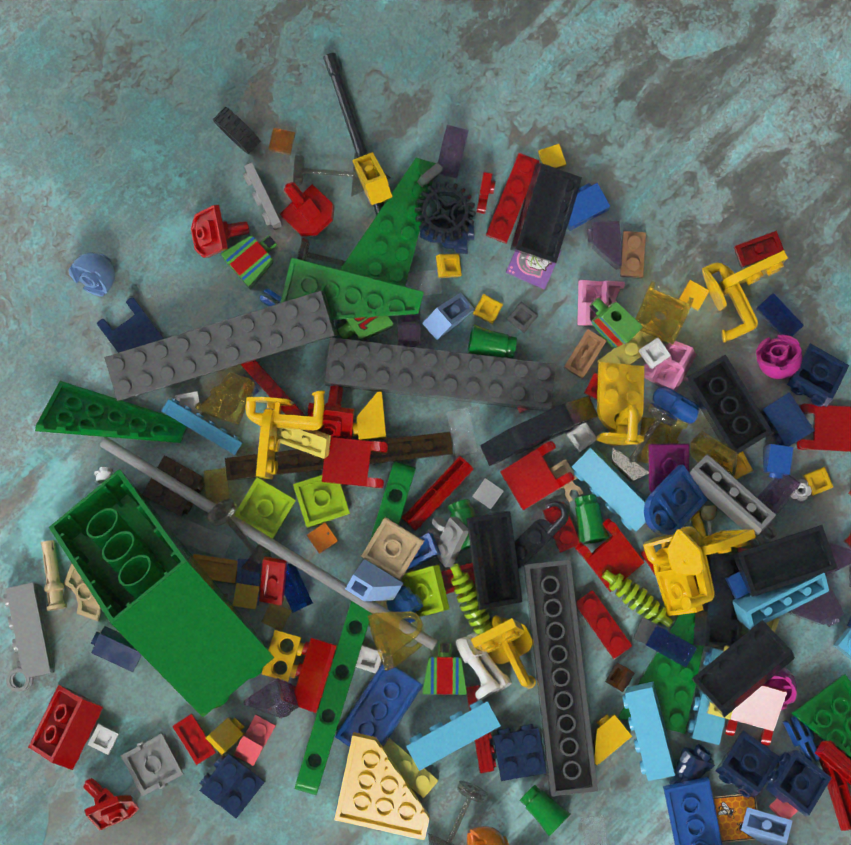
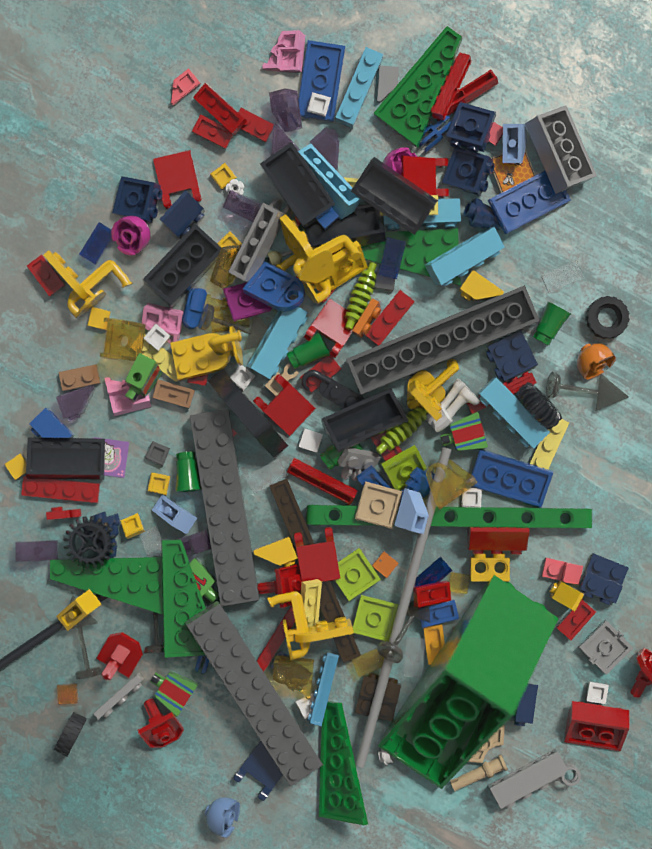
camera: 105 degrees left, 5 degrees up
(246, 596) = (450, 612): yellow tile -> none
(274, 699) = (526, 564): clear purple slope -> none
(377, 793) = (576, 460): yellow plate -> none
(430, 175) = (62, 563): dark grey tile -> none
(453, 766) = (538, 405): none -> black gear
(614, 603) = (363, 325): none -> orange plate
(620, 677) = (428, 292): reddish brown plate -> none
(777, 460) = (217, 213): blue slope -> none

